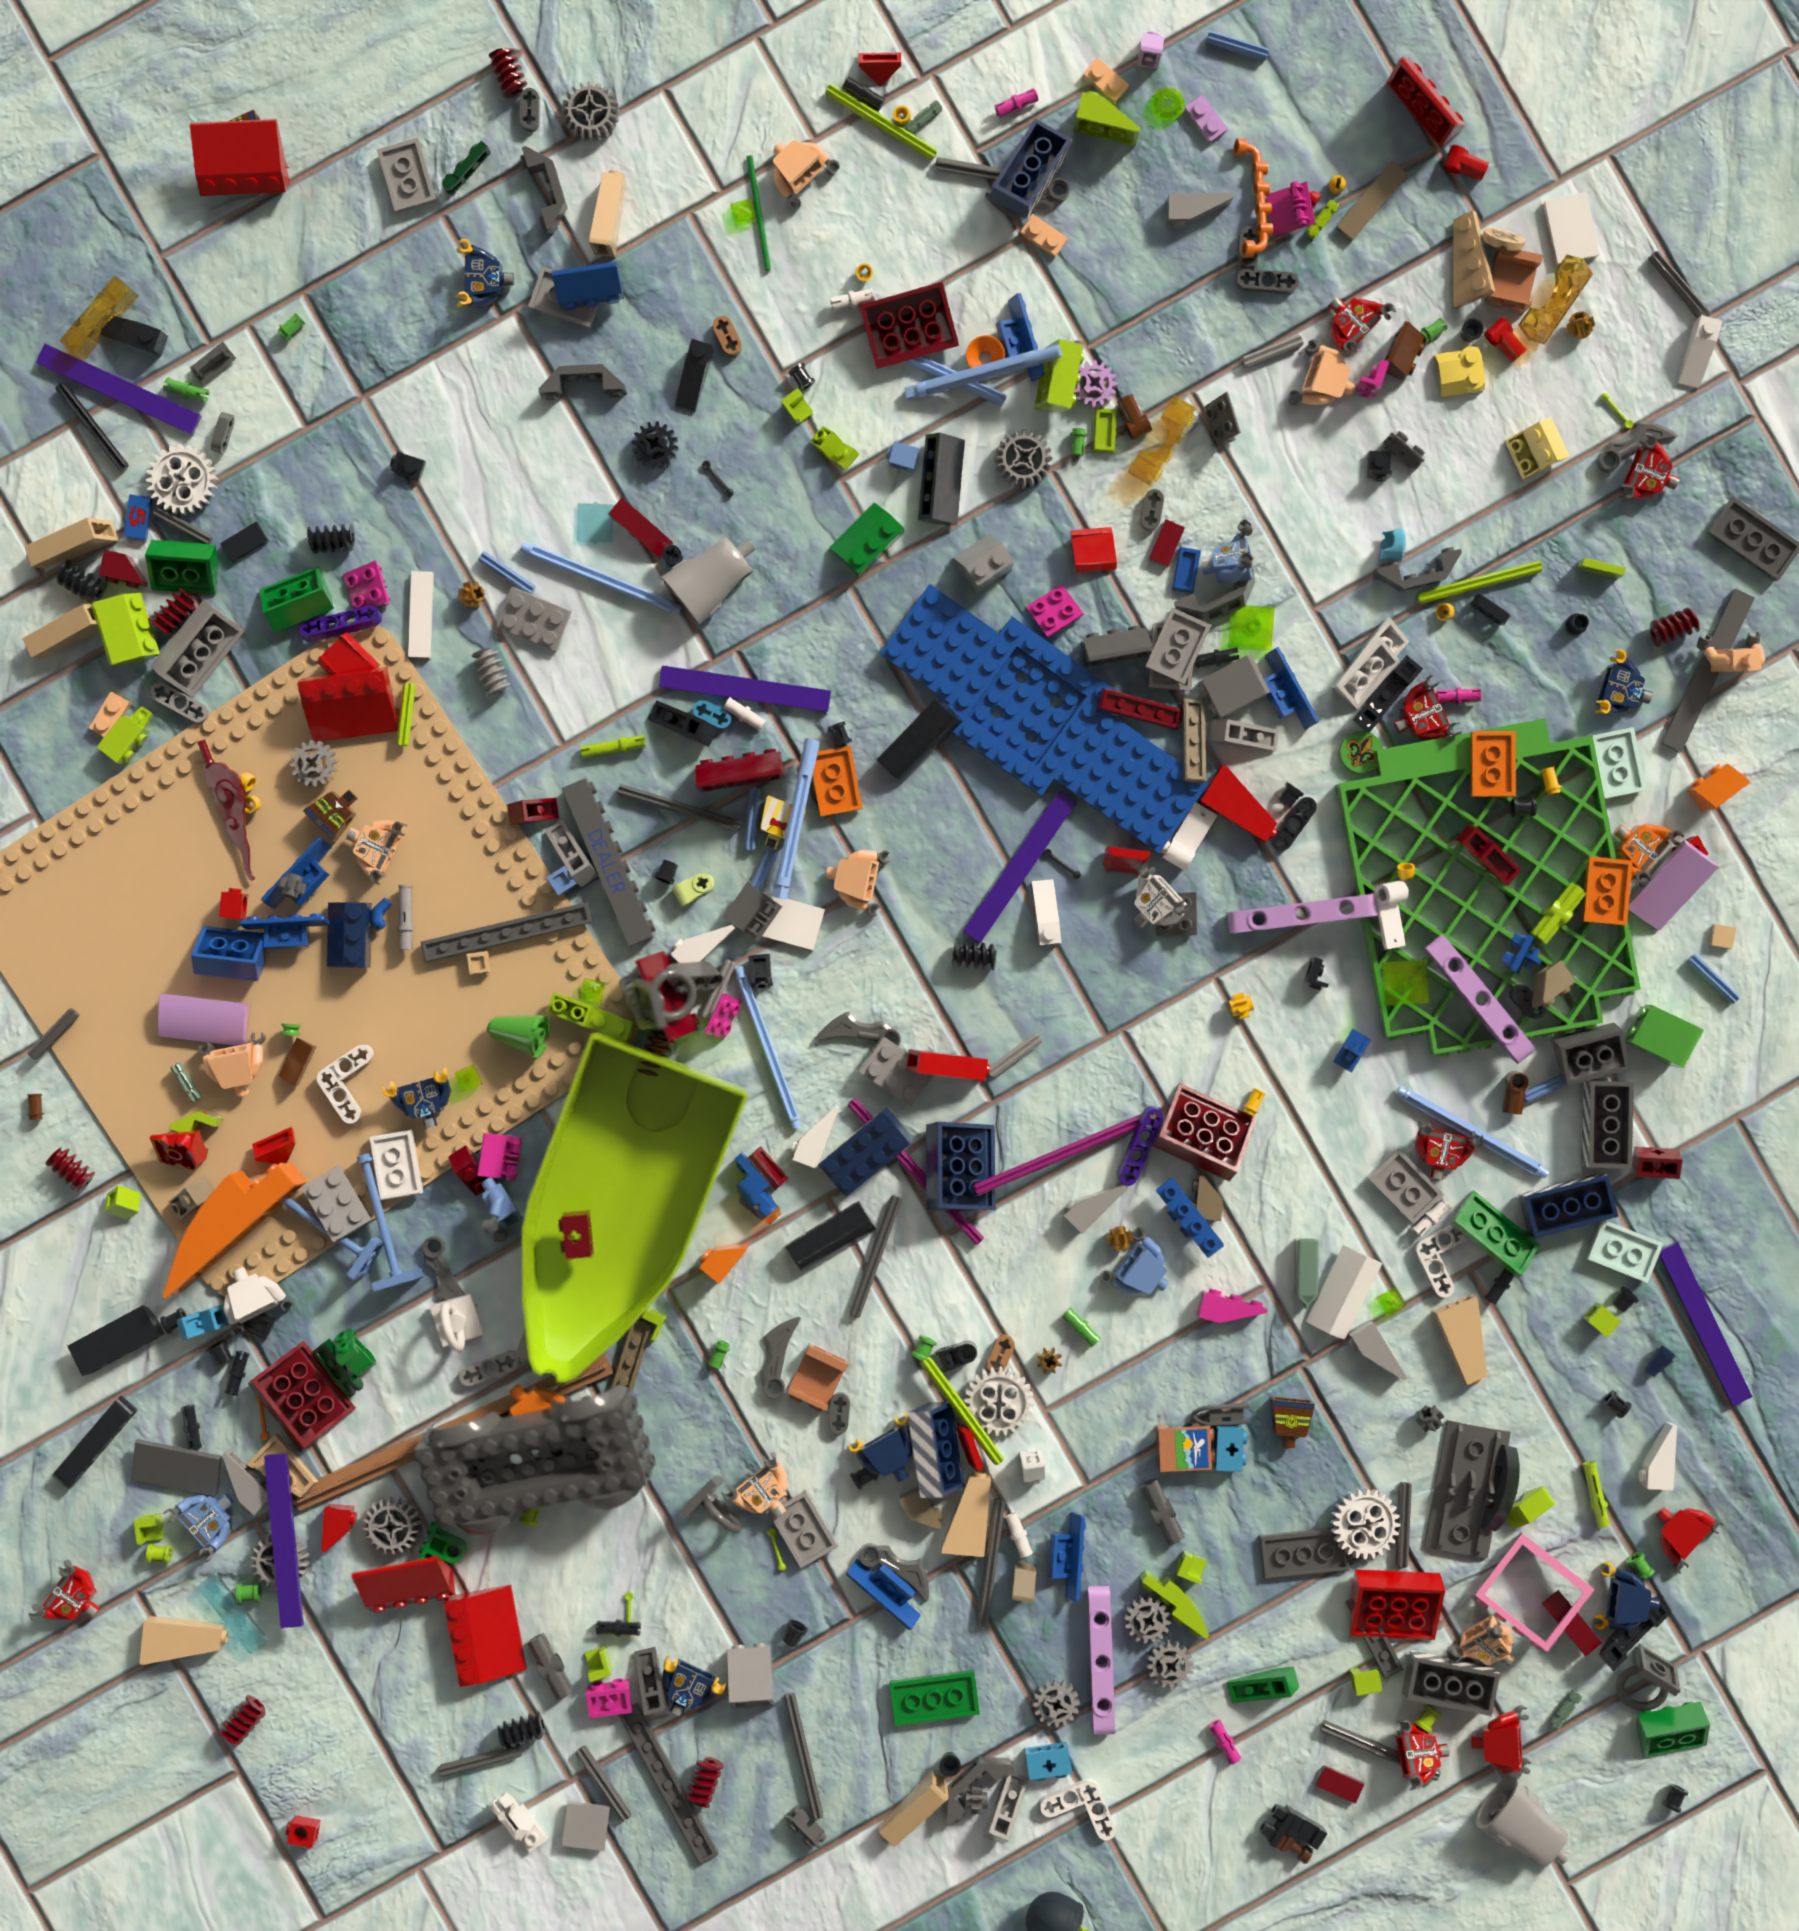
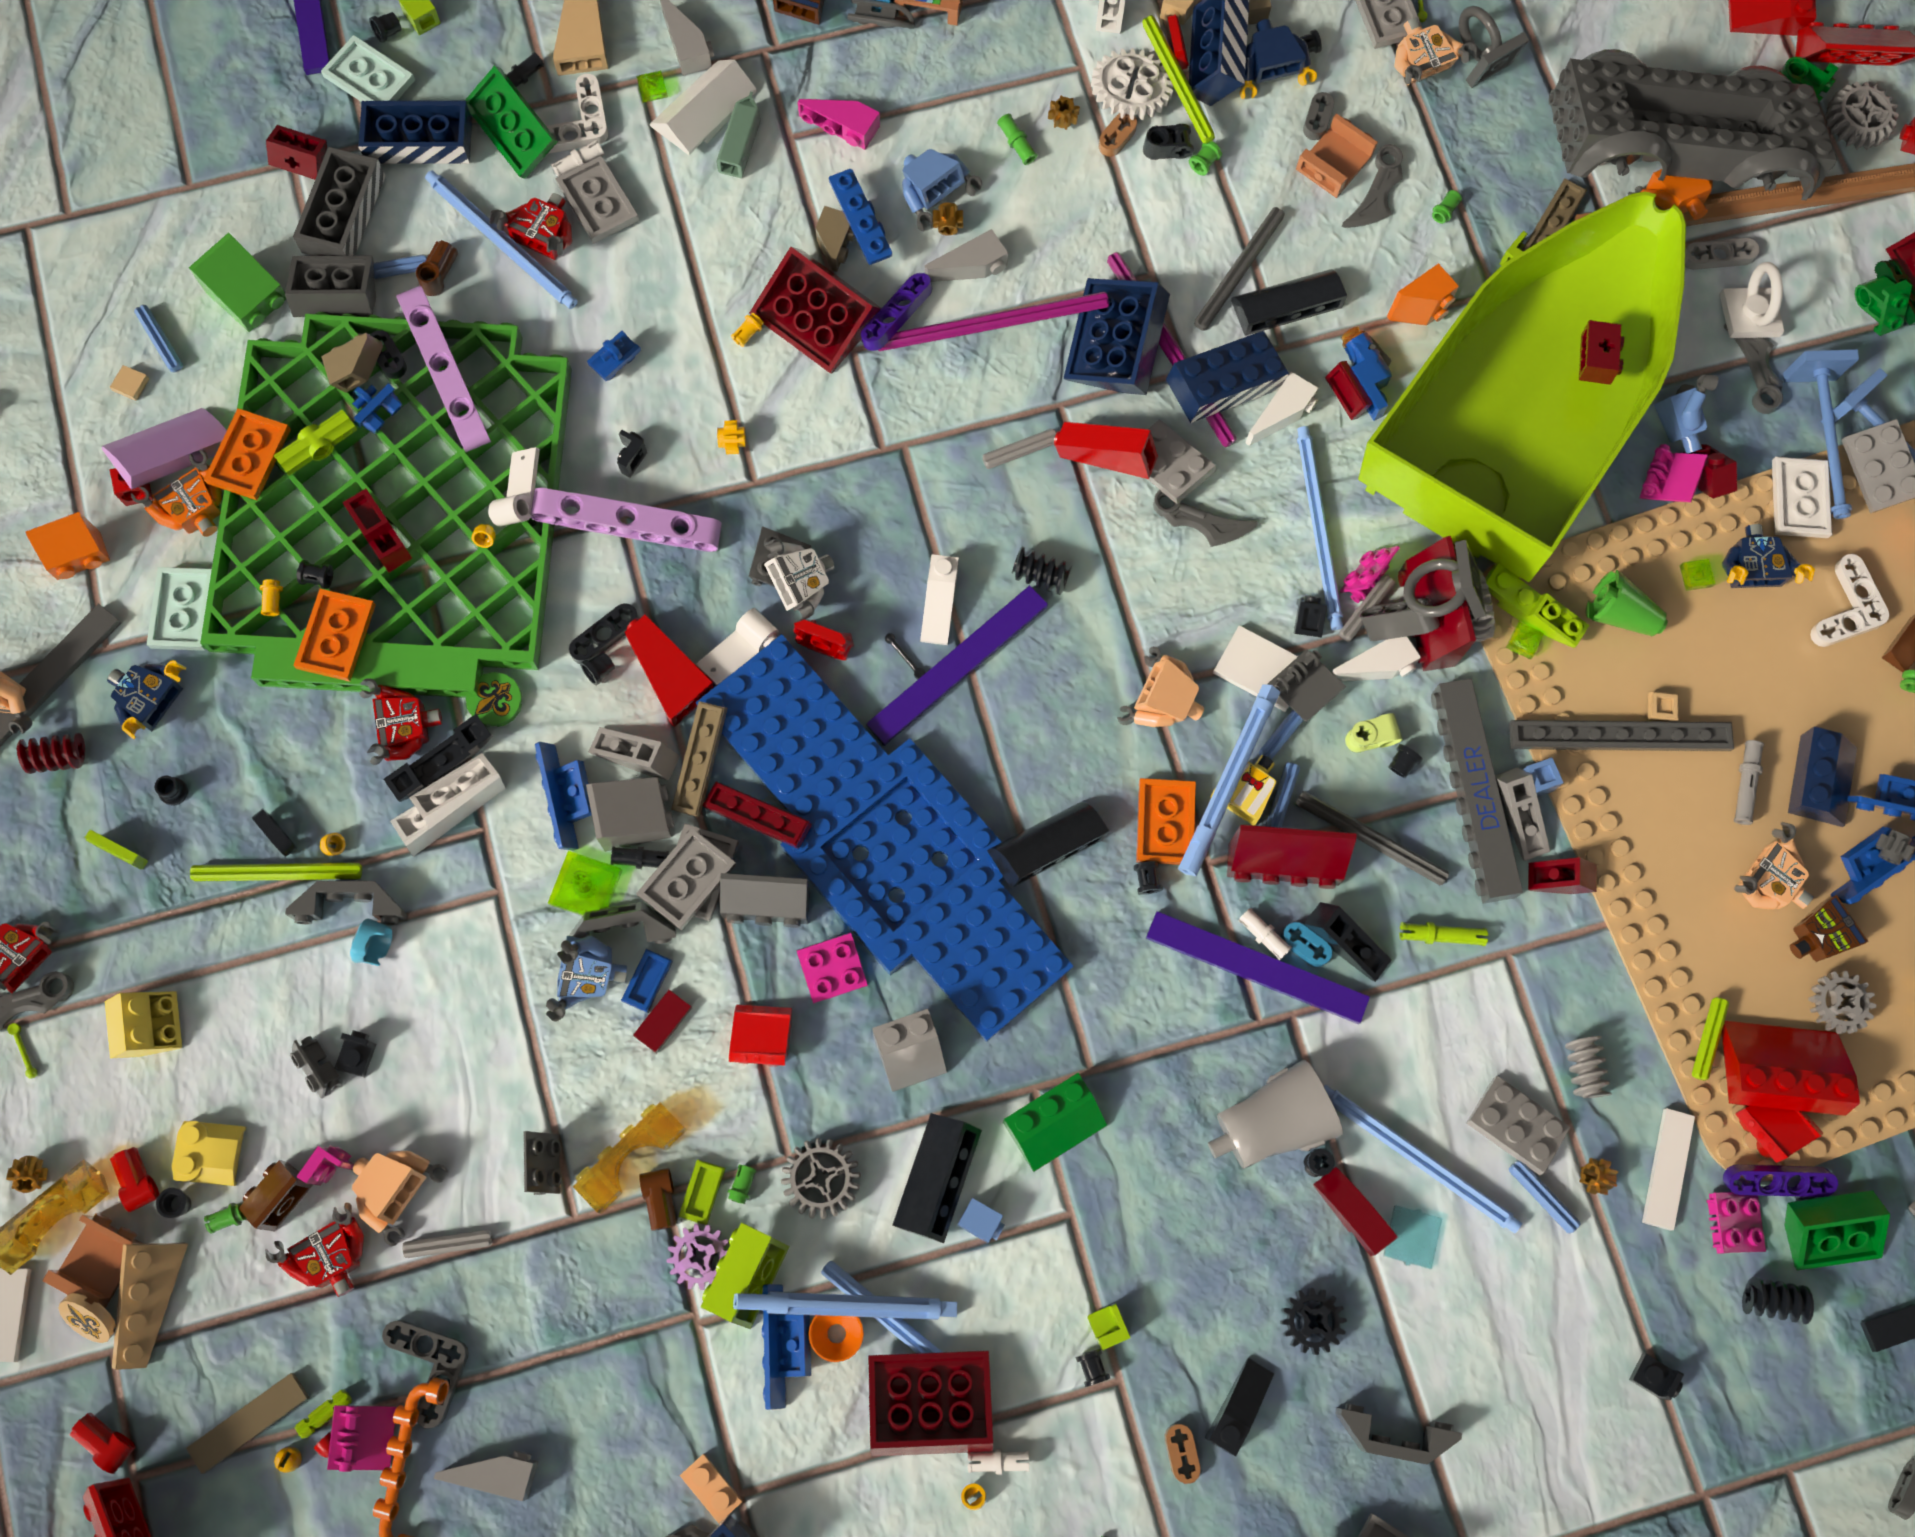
camera: 170 degrees left, 15 degrees down
(377, 914) = (1784, 795): blue arm -> none
(707, 466) = (1247, 1278): black hinge -> none
(834, 448) = (1070, 1257): lime slope -> none
(1157, 510) = (663, 1066): dark grey beam -> none
(1405, 982) = (525, 410): clear neon green tile -> none
(1459, 695) = (347, 736): dark pink pin -> none

